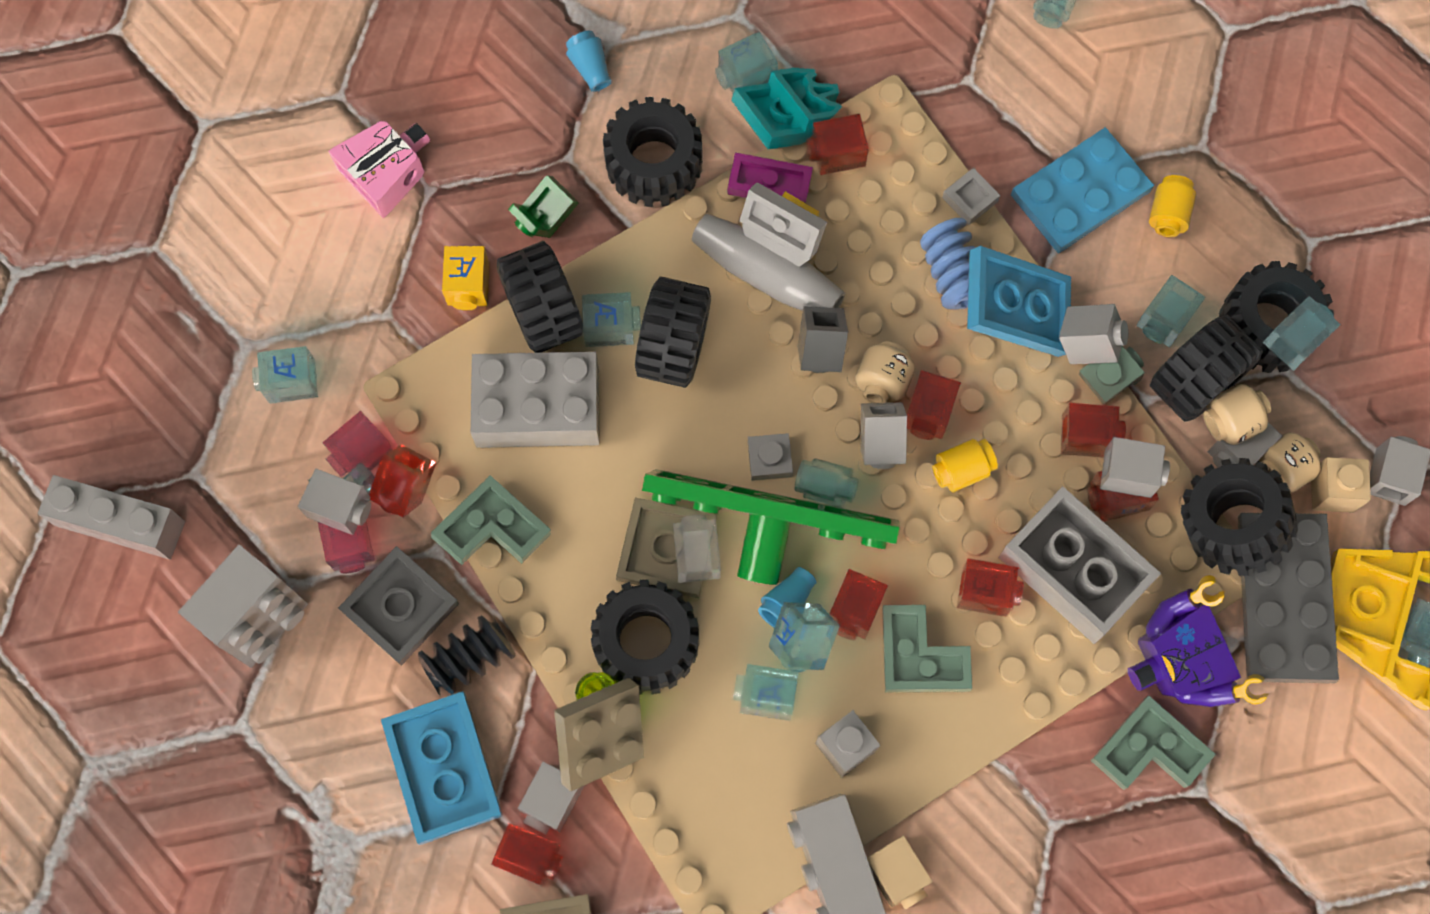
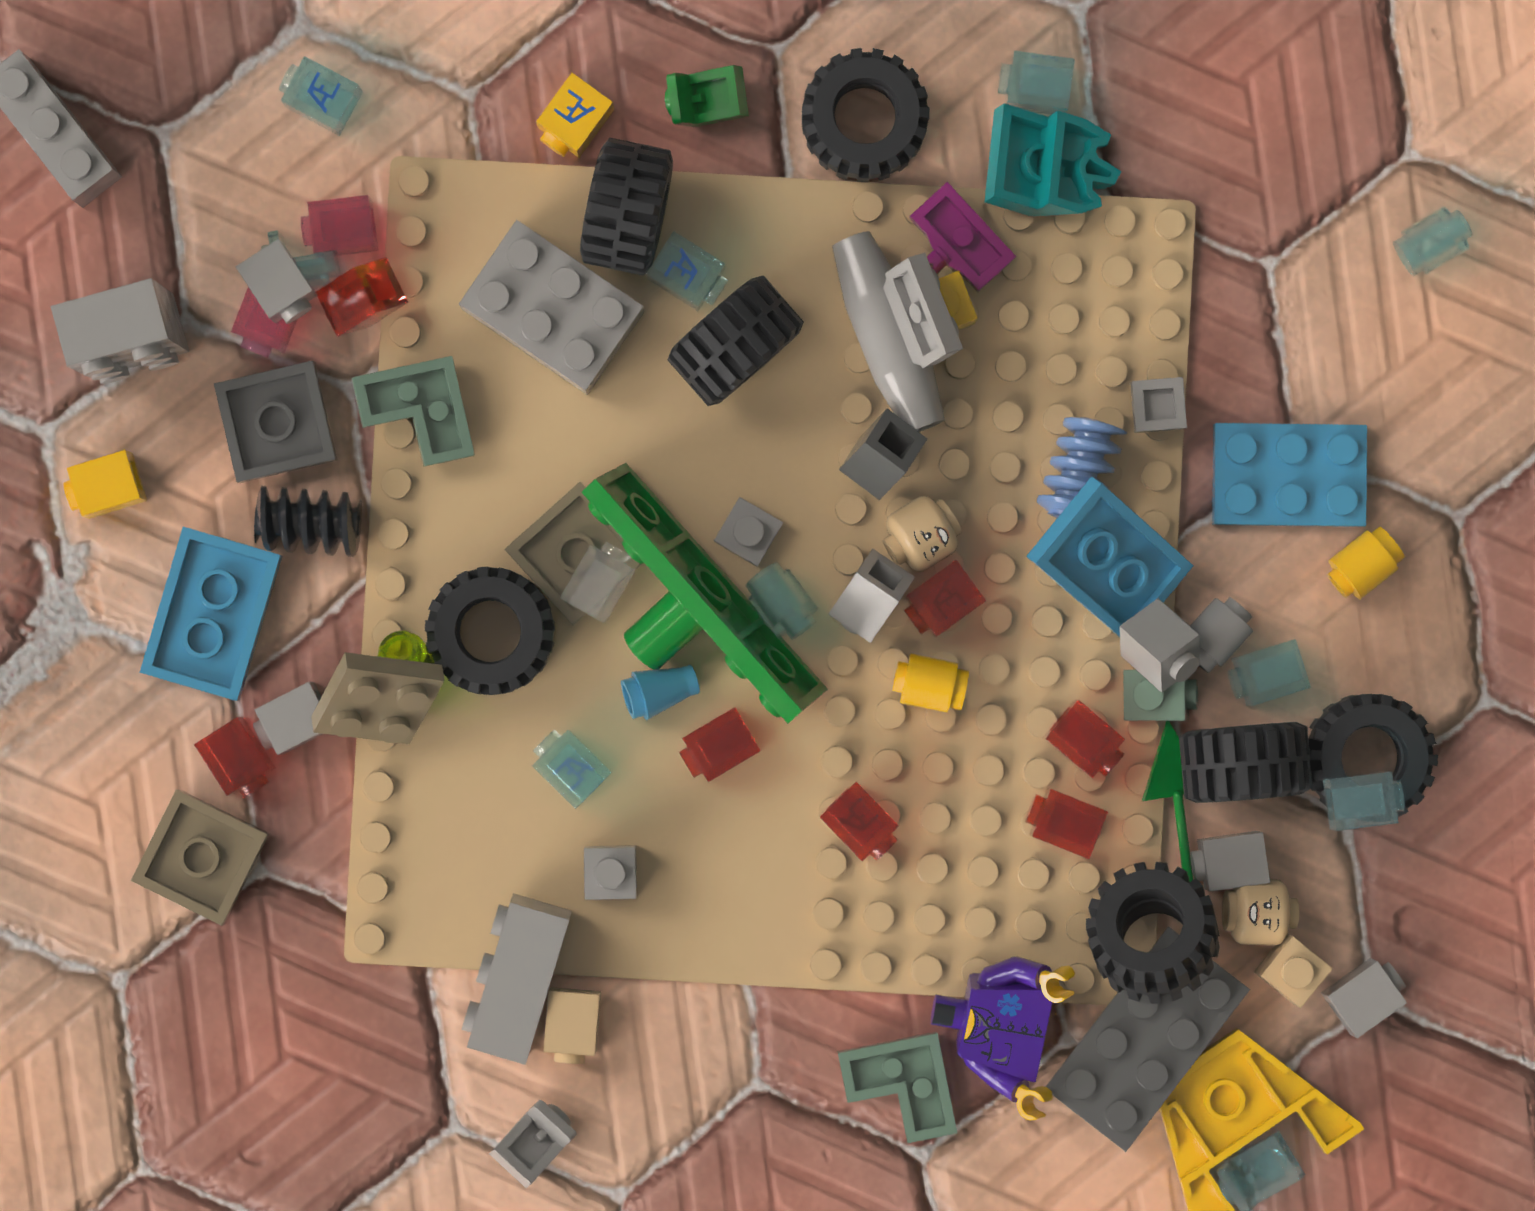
camera: 30 degrees right, 15 degrees up
(305, 730) = (104, 485): none -> yellow brick
(803, 636) = (642, 741): clear light blue brick -> none
(838, 144) = (1061, 248): clear red brick -> none
(913, 665) = (732, 840): sand green plate -> none
(1079, 565) = (961, 865): light grey brick -> none
(1126, 301) = (1221, 631): none -> light grey brick
(1134, 467) = (1083, 814): light grey brick -> none
(1163, 421) = (1167, 781): none -> green piece
(1237, 414) = (1236, 832): tan head -> none

